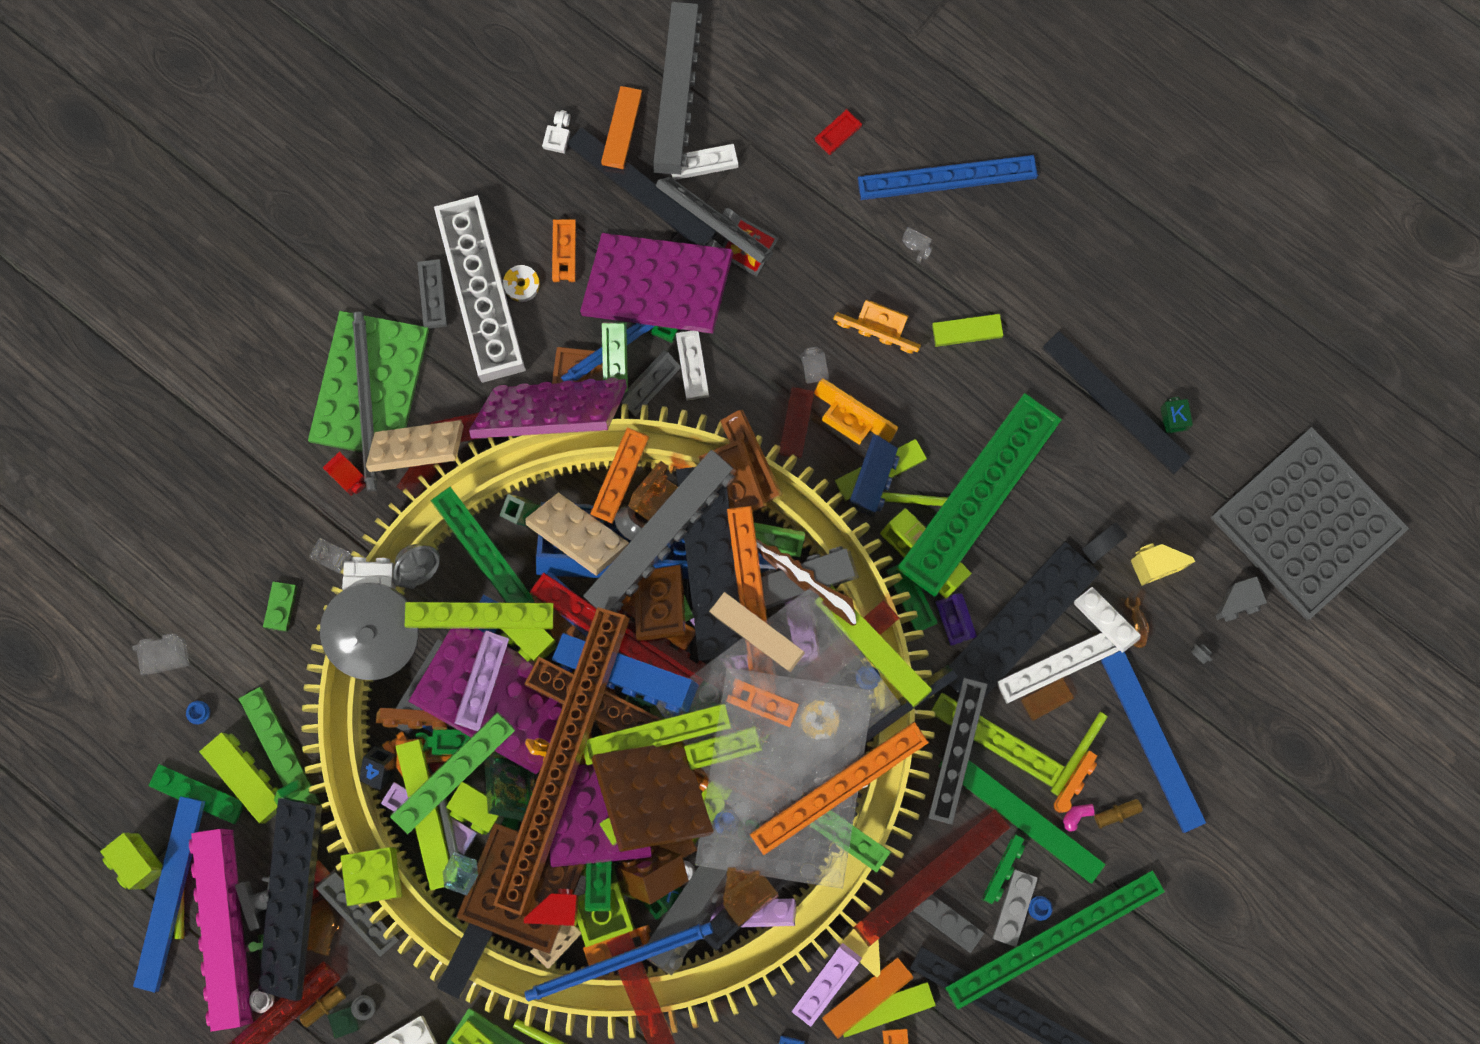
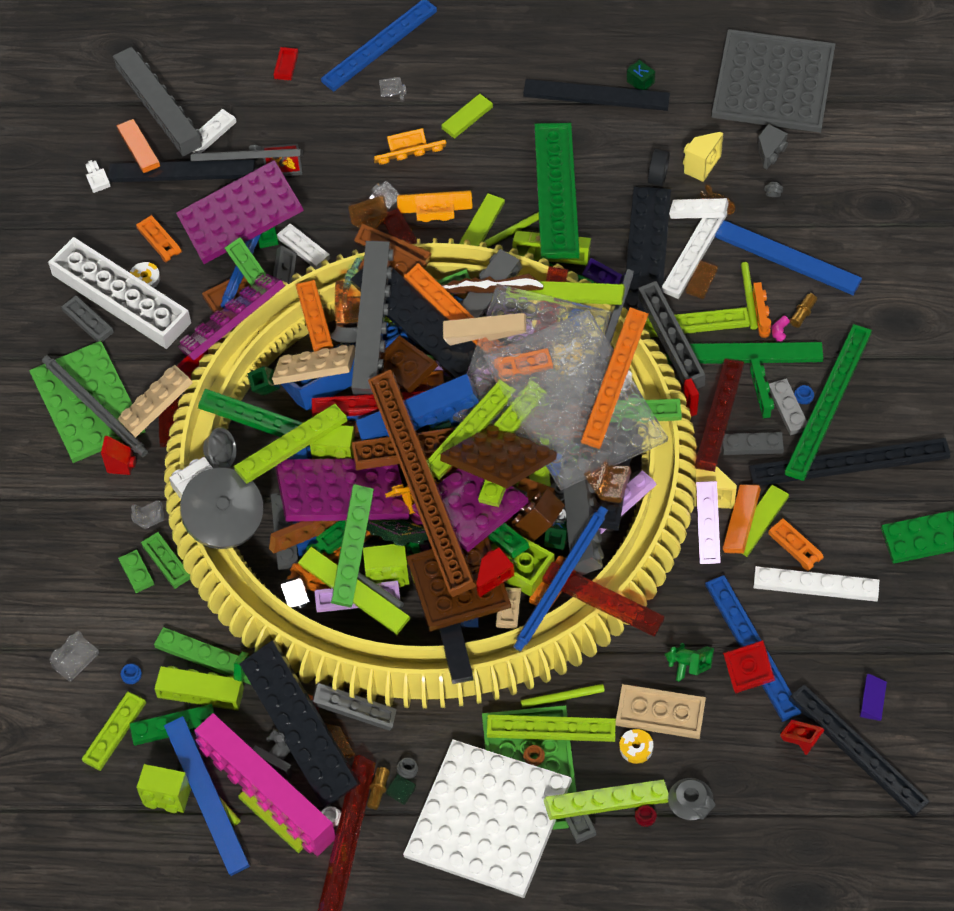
camera: 35 degrees left, 20 degrees down
(142, 758) = (113, 731): none -> lime tile
(253, 946) = (300, 783): bright green plate -> none
(312, 604) = (165, 560): none -> bright green plate
(371, 876) = (348, 649): lime brick -> none
(460, 873) = (409, 599): clear light blue brick -> none
(481, 681) = (325, 477): lavender plate -> none
(688, 458) = (350, 273): none -> clear light blue bar
(780, 377) = (369, 212): none -> clear orange slope
(874, 476) = (477, 221): dark blue slope -> none
(923, 831) = (692, 396): none -> red tile

